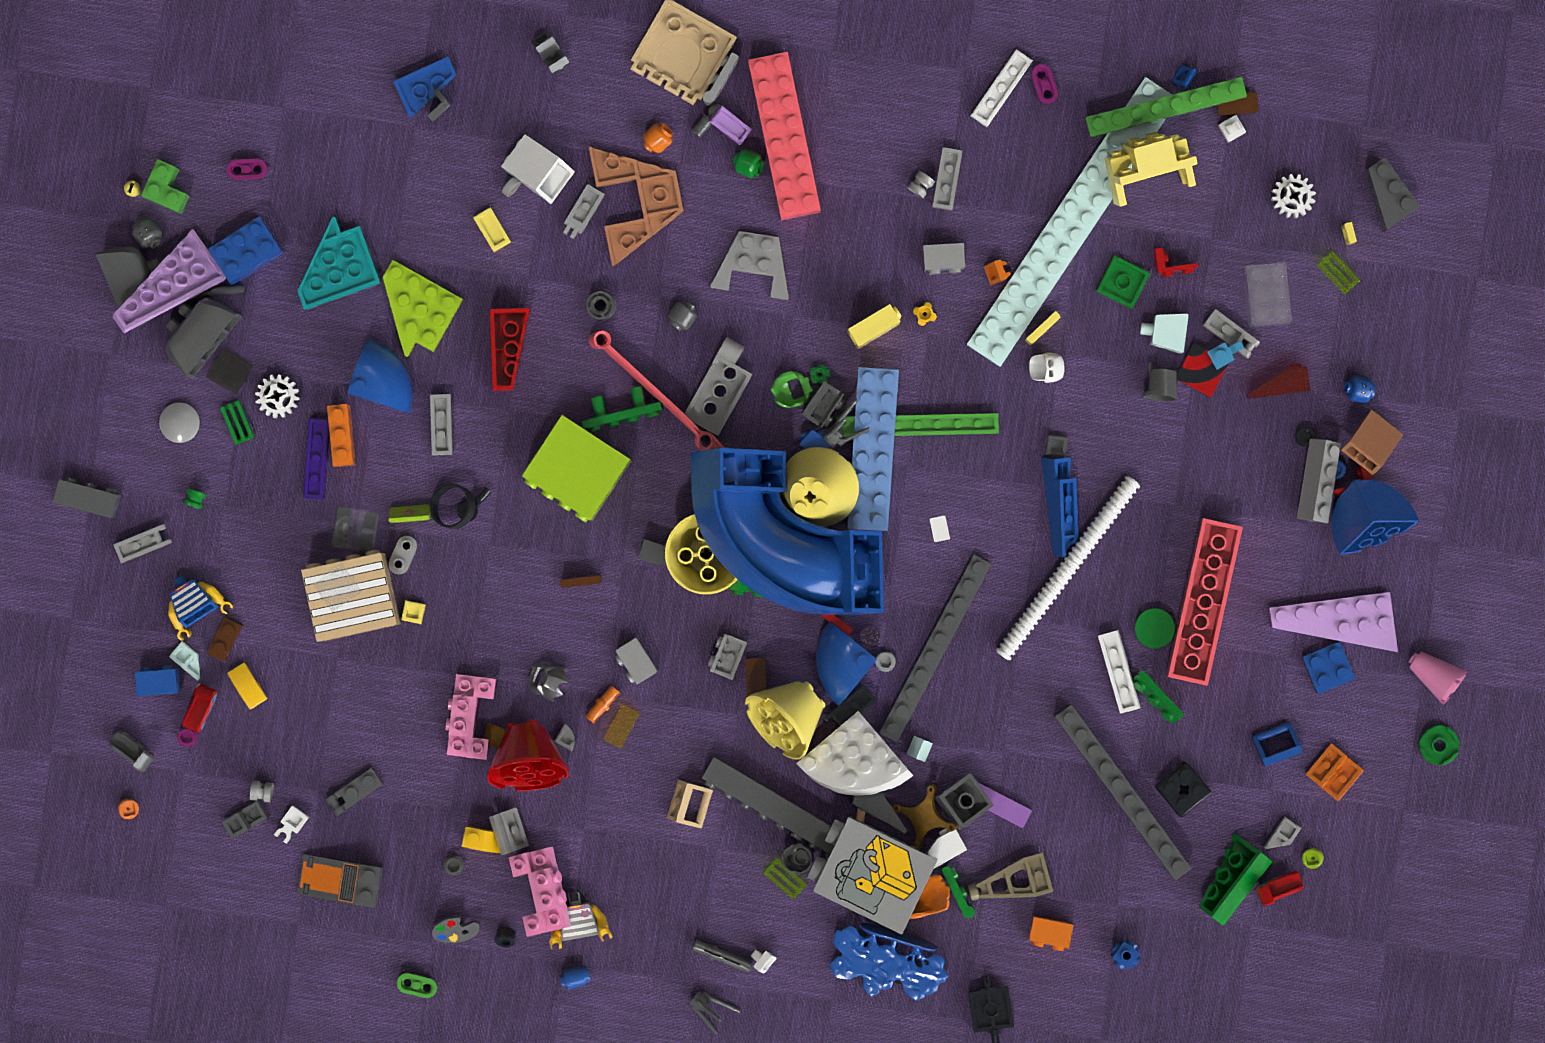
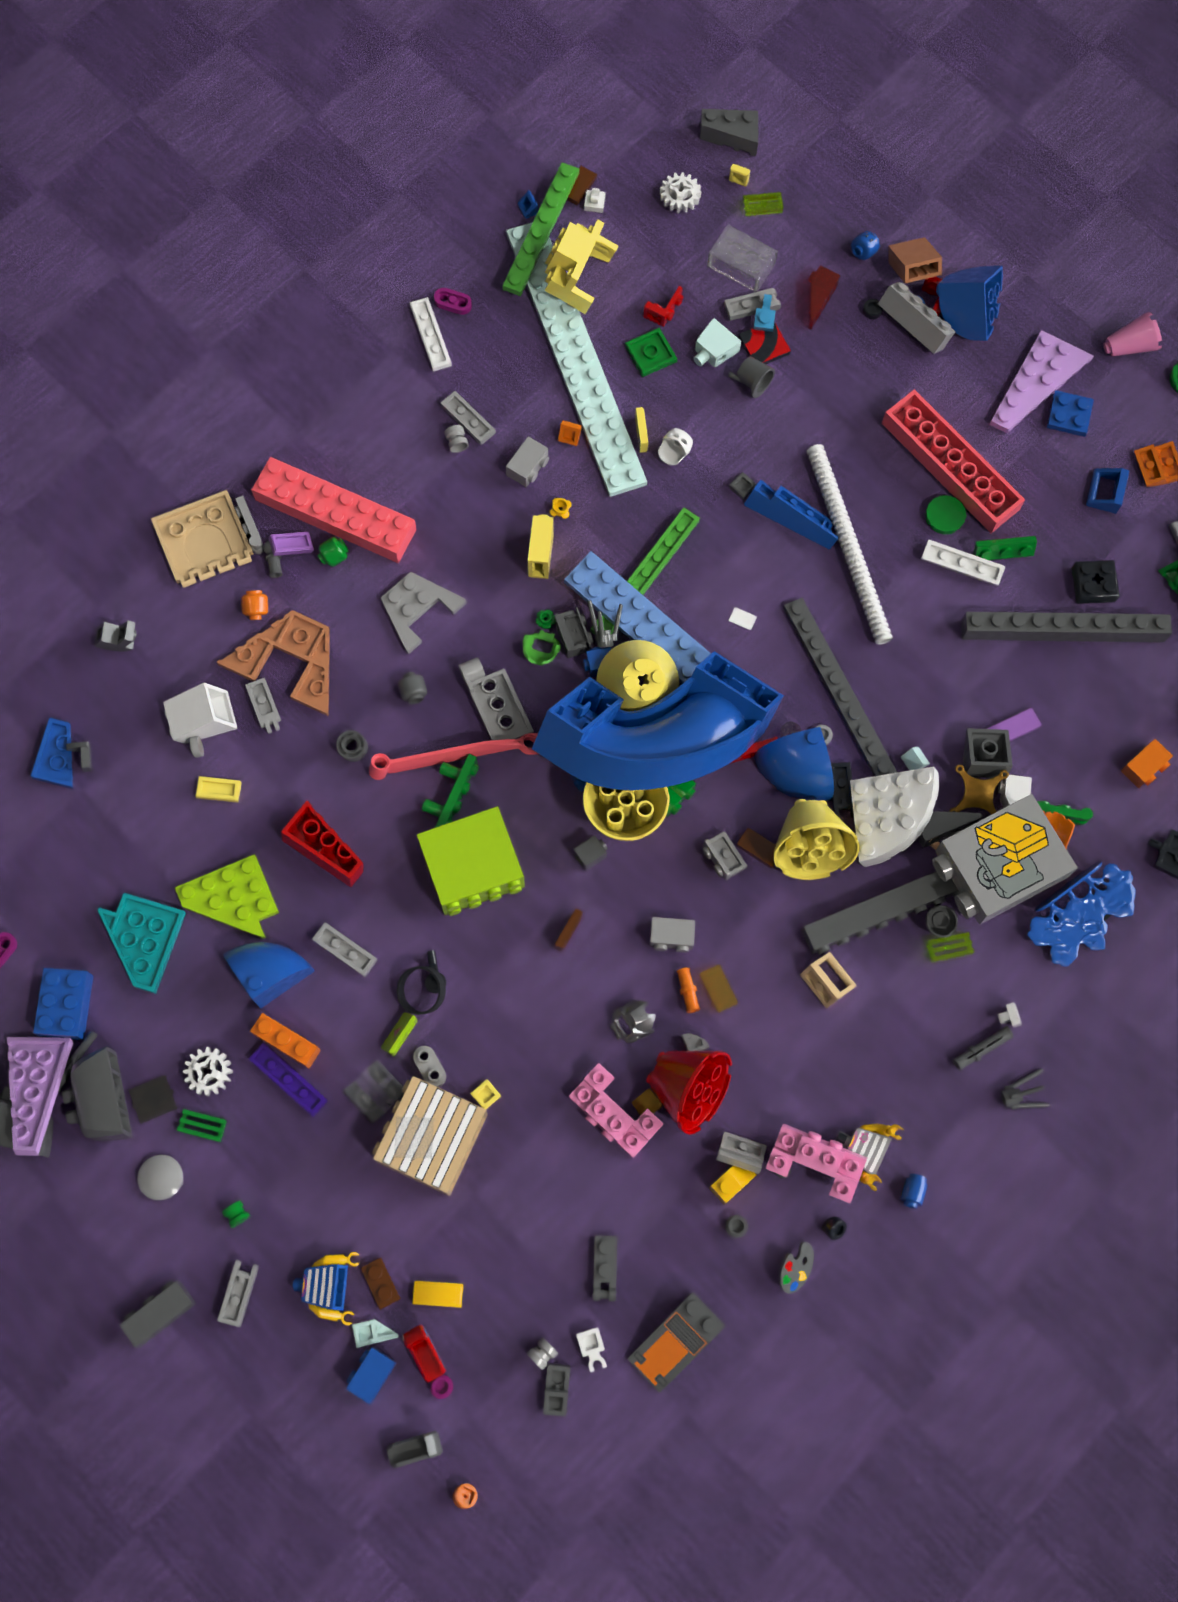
camera: 60 degrees left, 15 degrees down
(417, 985) = (822, 1342): bright green plate -> none
(1037, 874) = (1090, 741): dark tan plate -> none

